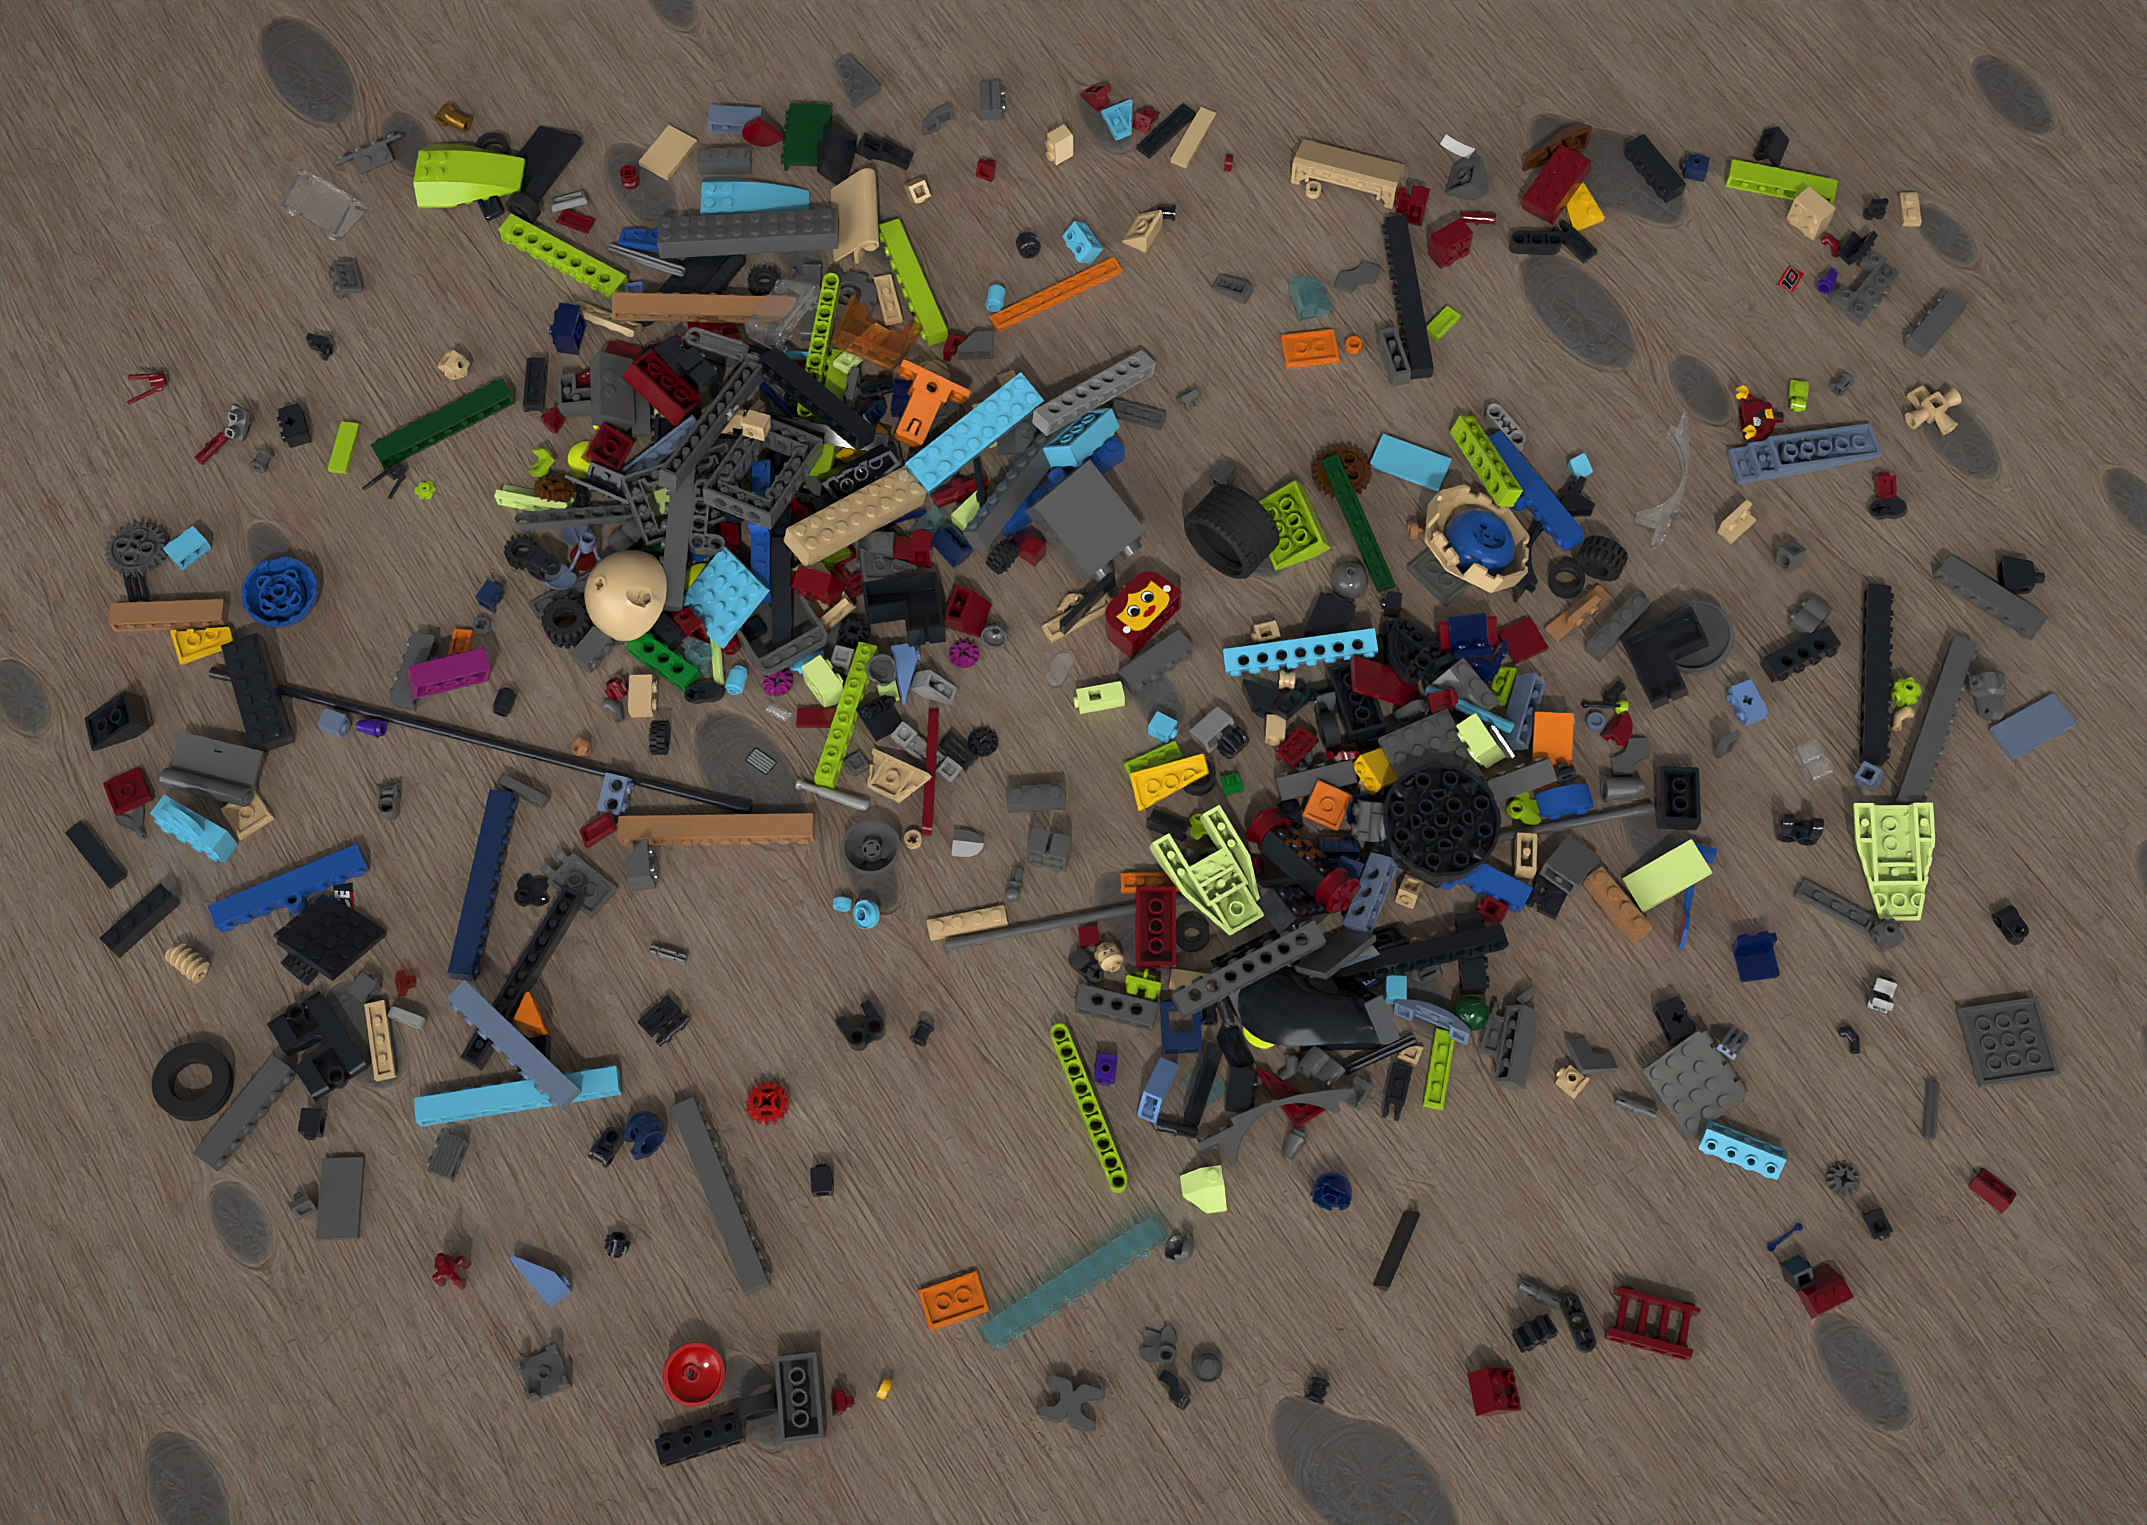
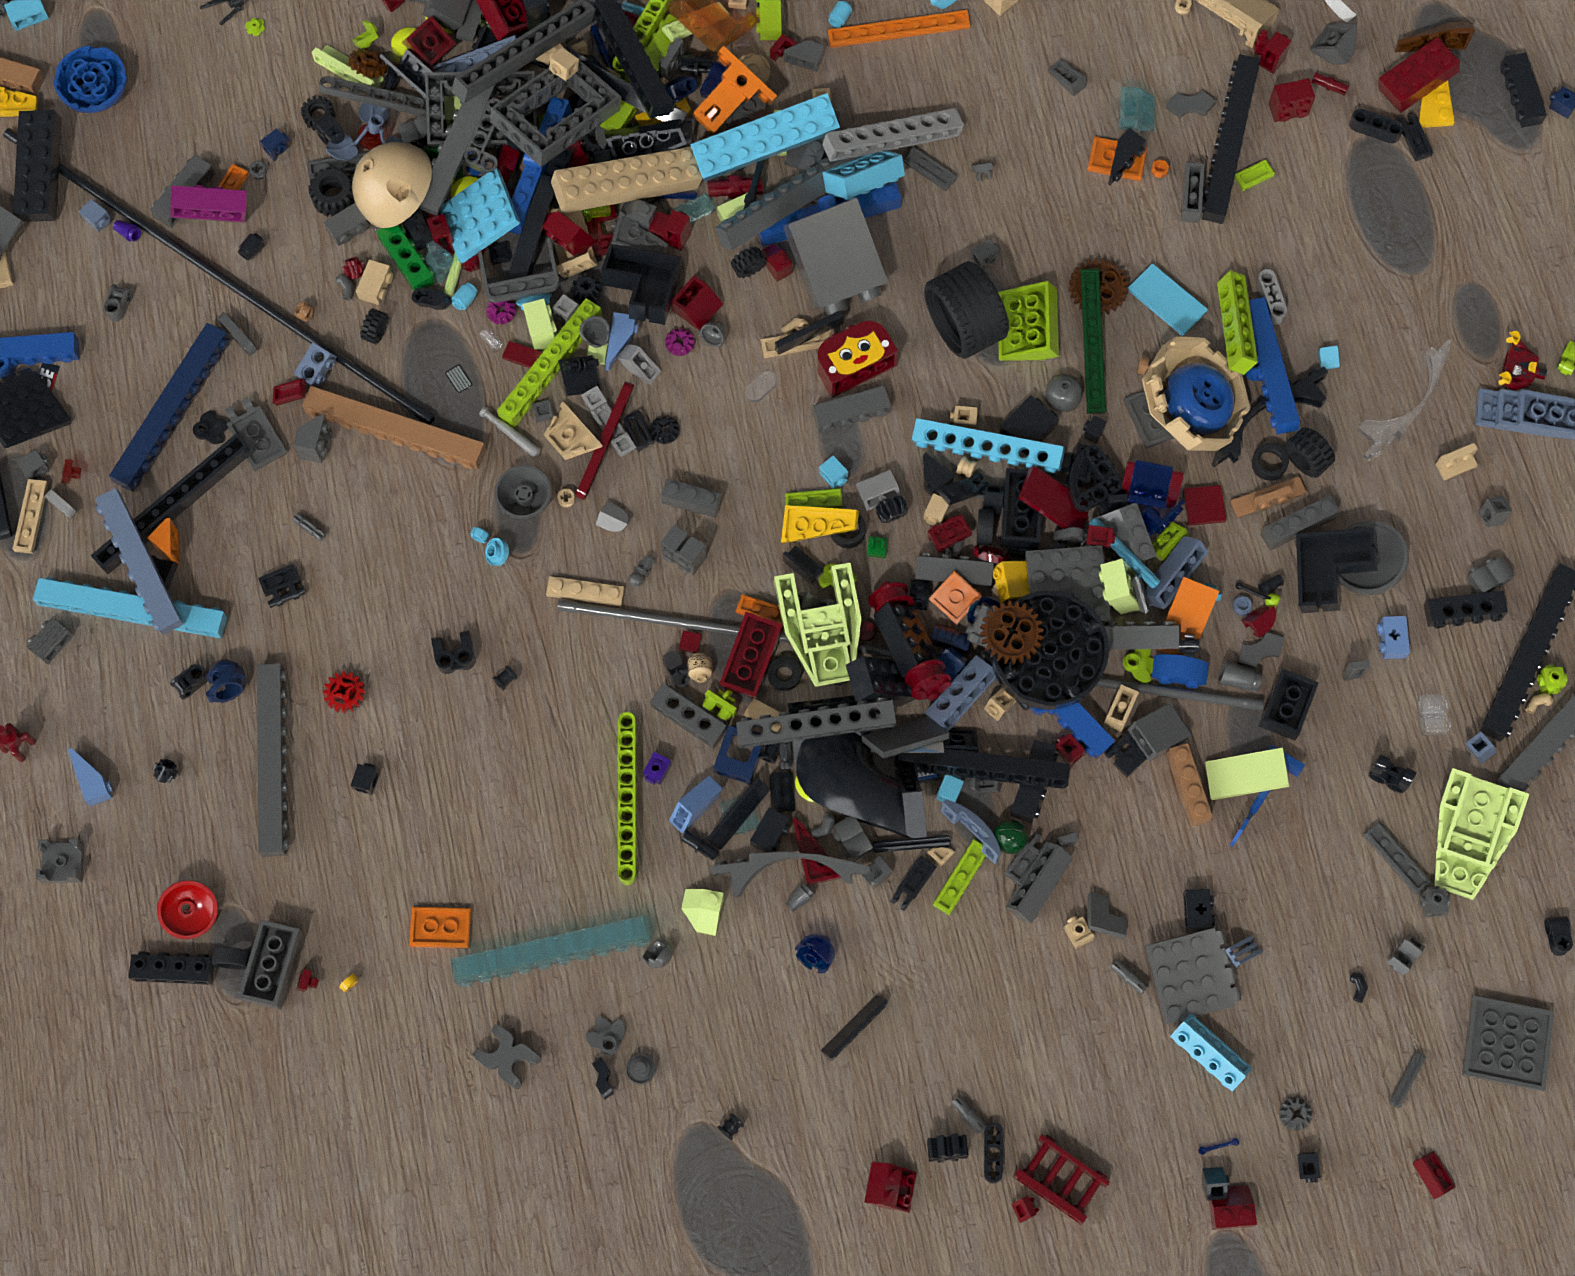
camera: 20 degrees right, 5 degrees up
(952, 544) = (706, 235): dark blue brick -> none
(1099, 697) = (786, 424): yellowish green brick -> none
(1317, 337) = (1128, 149): none -> black slope
(1420, 819) = (1027, 640): none -> reddish brown gear
(1630, 1365) = (1024, 1208): none -> dark red tile
(1756, 956) = (1300, 879): clear blue bracket -> none

